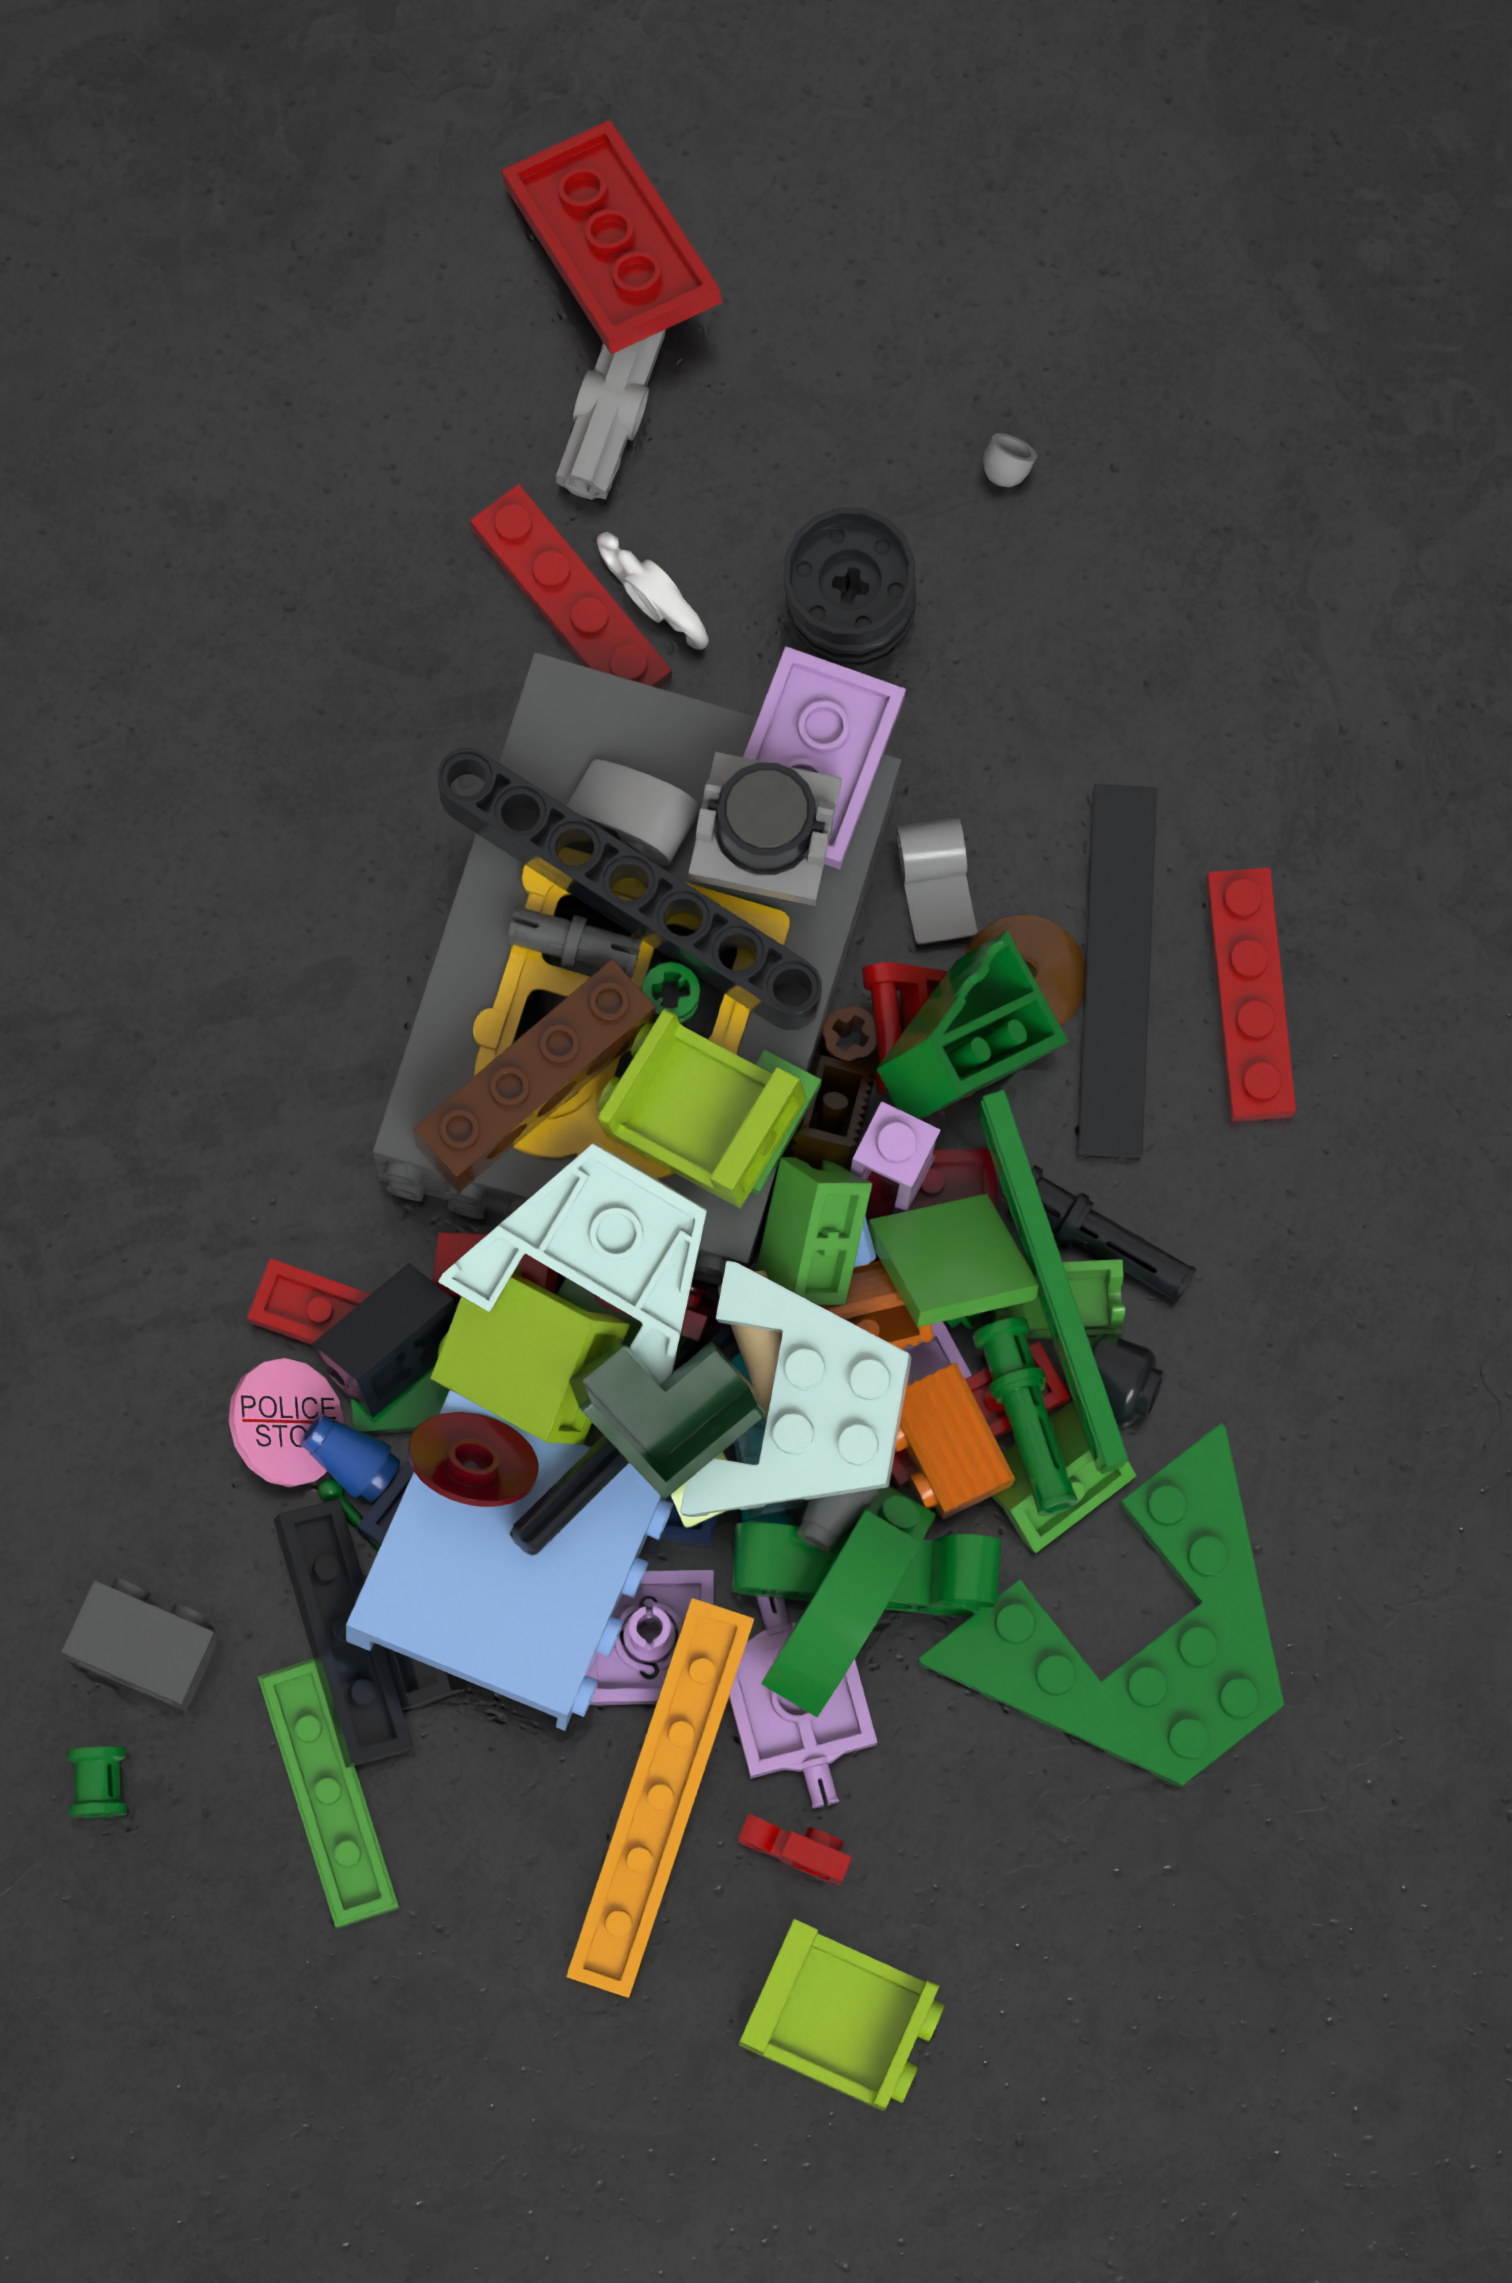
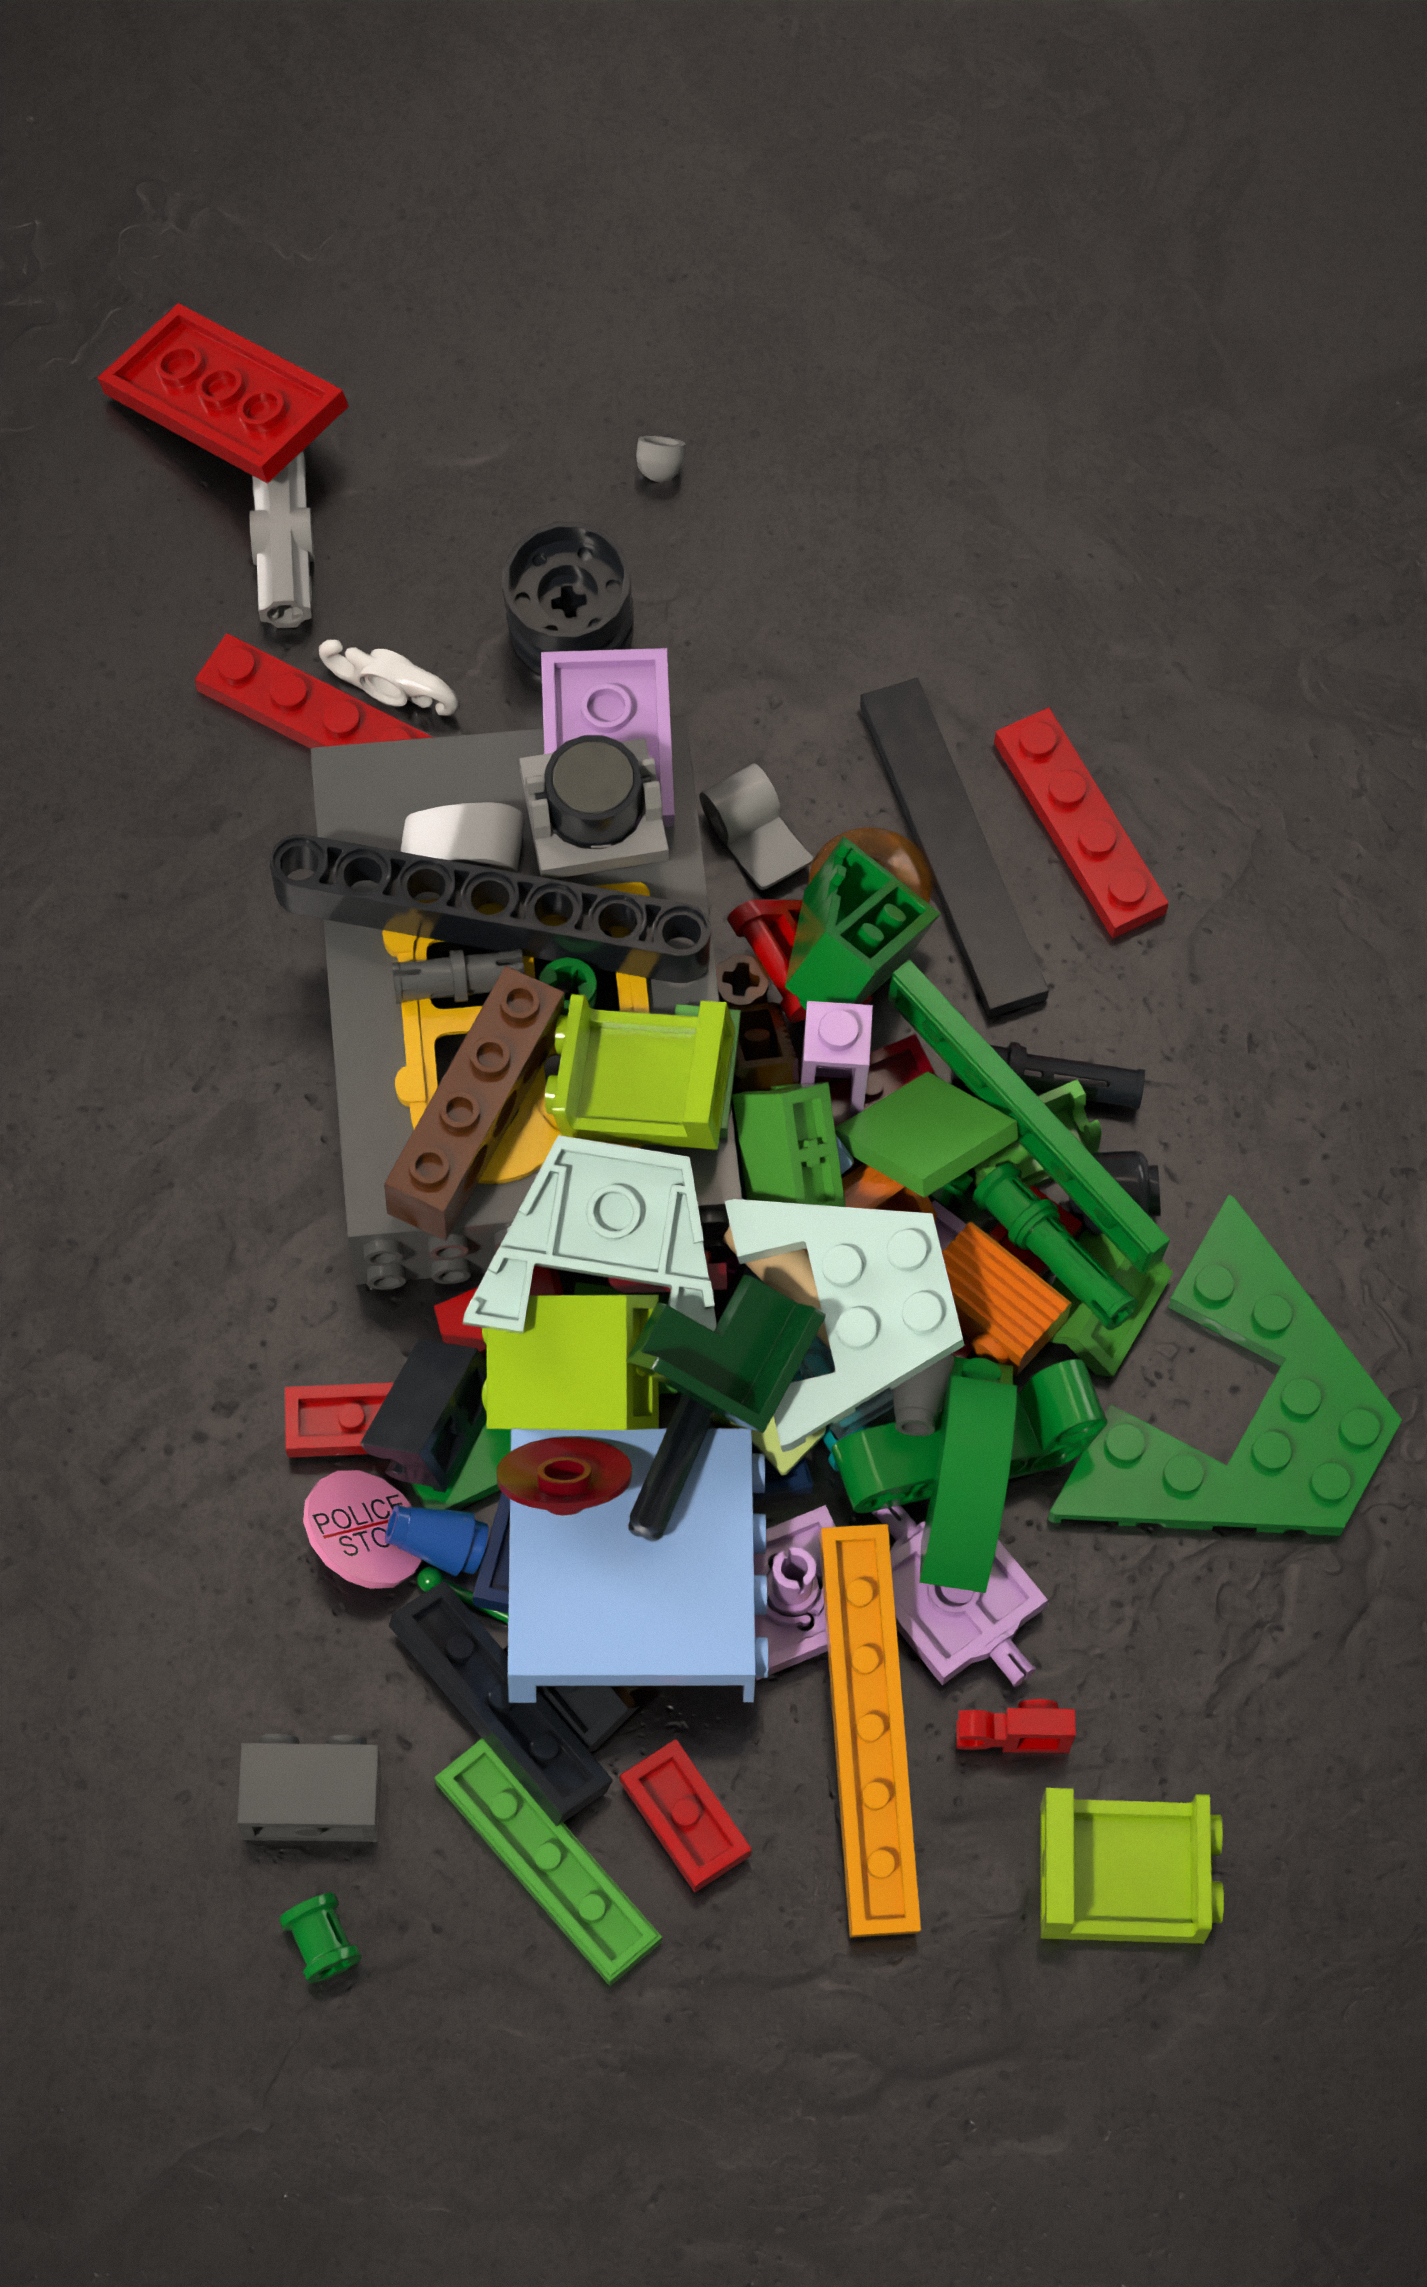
camera: 20 degrees left, 10 degrees down
(465, 1804) = (685, 1815): none -> red plate

